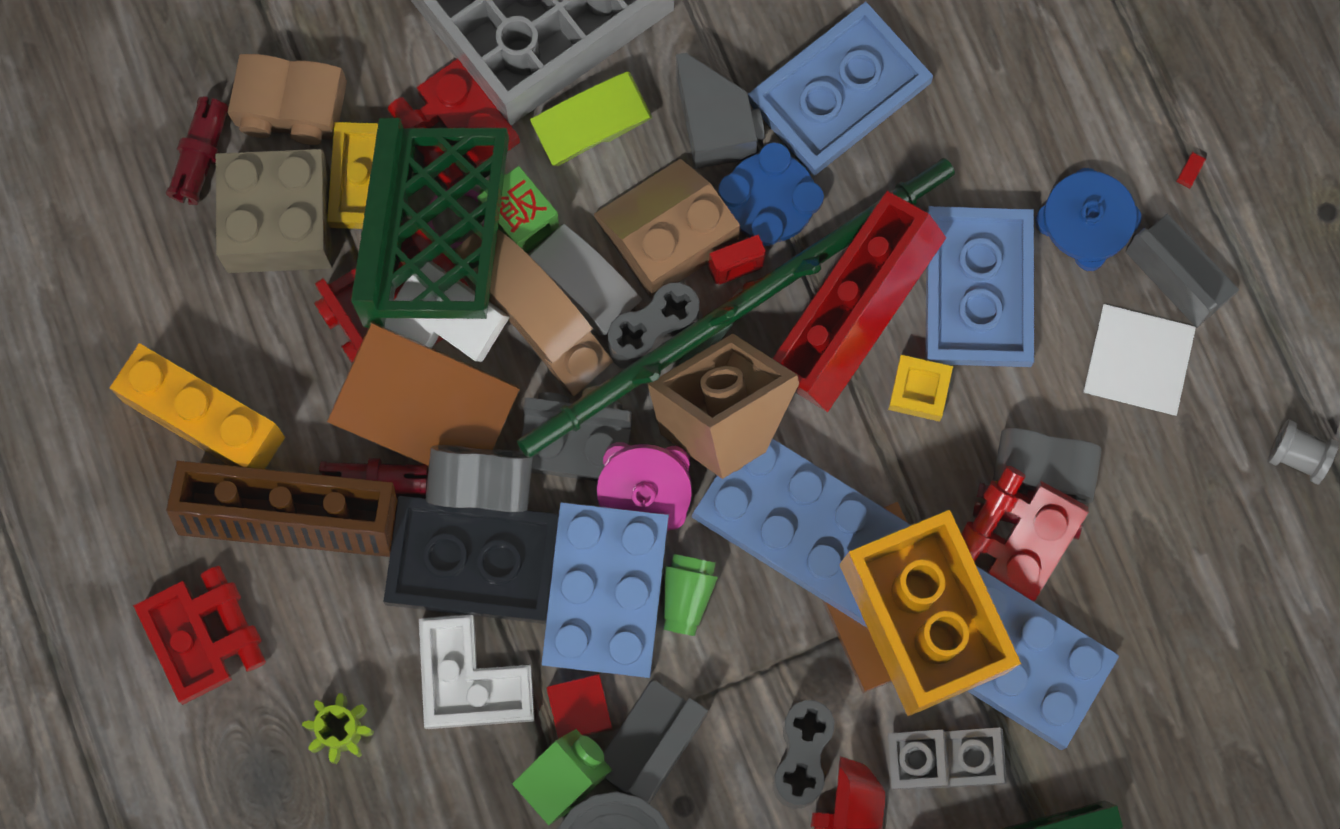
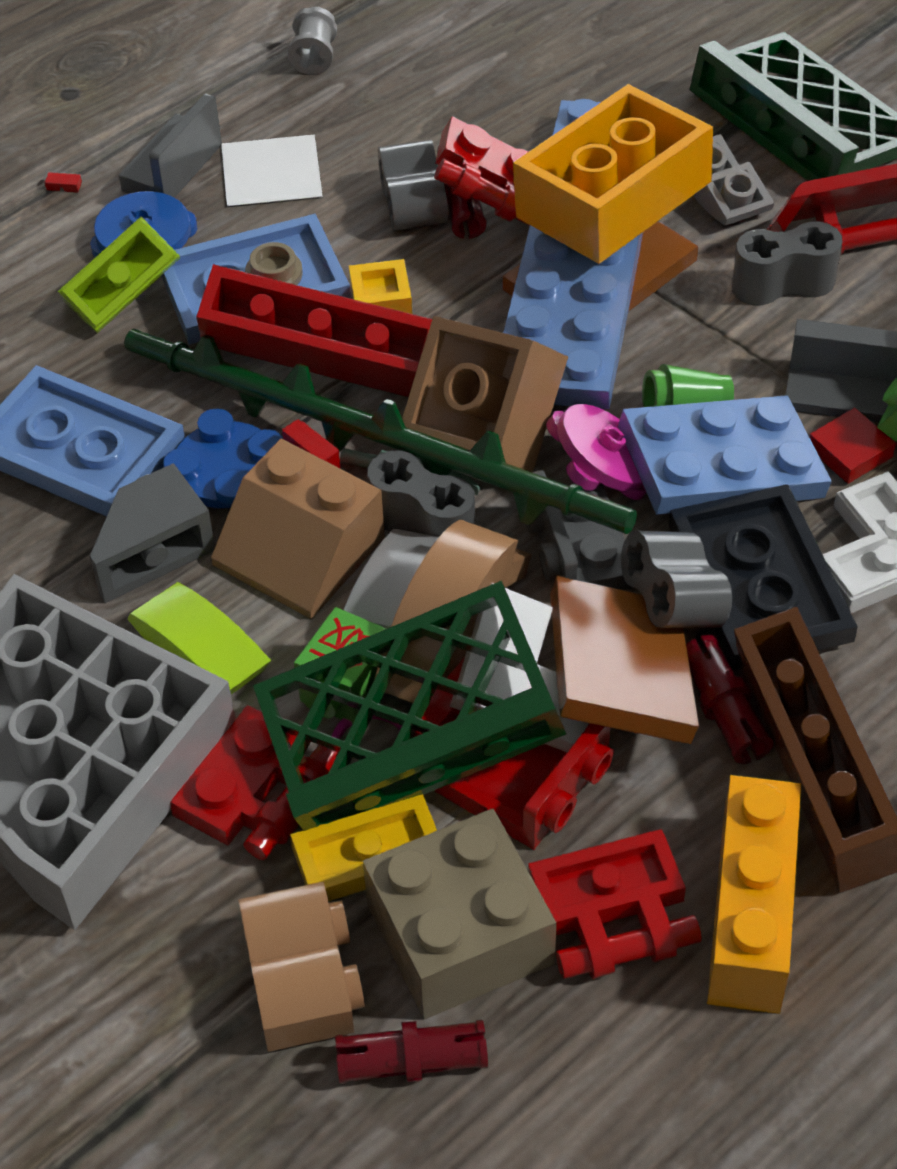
camera: 110 degrees left, 25 degrees down
(256, 325) = (612, 884): none -> red plate
(957, 293) = (275, 262): none -> dark tan plate
(1019, 172) = (118, 275): none -> lime slope

